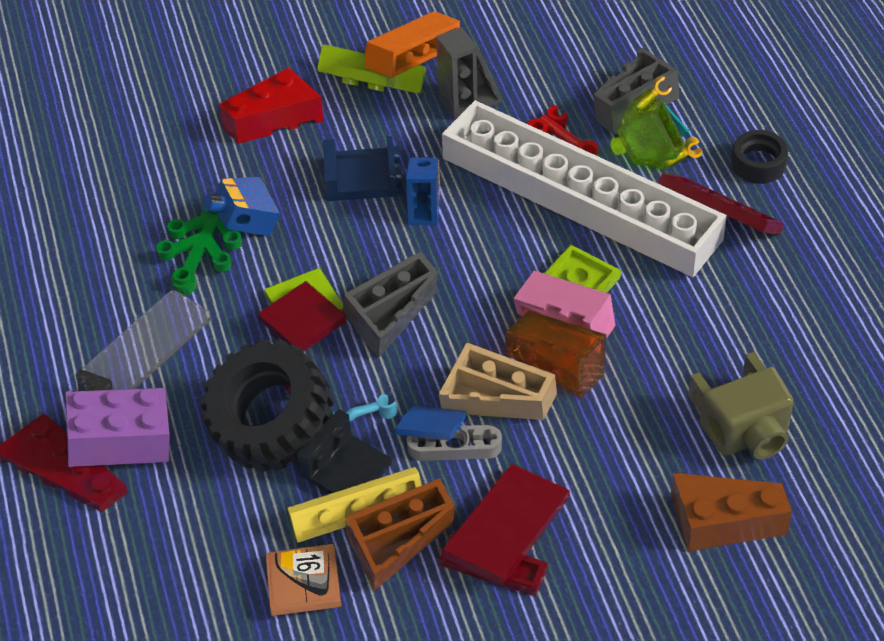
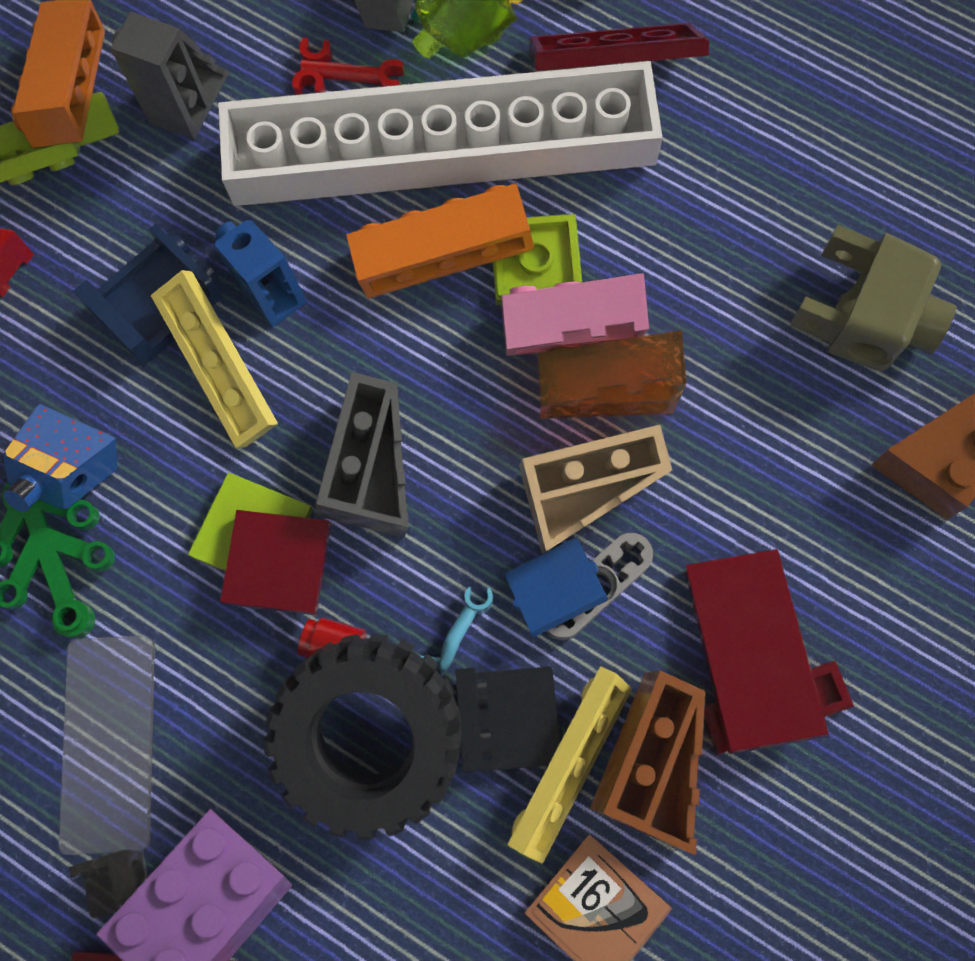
camera: 40 degrees left, 25 degrees up
(361, 213) = (214, 359): none -> light yellow plate
(531, 233) = (440, 240): none -> orange brick

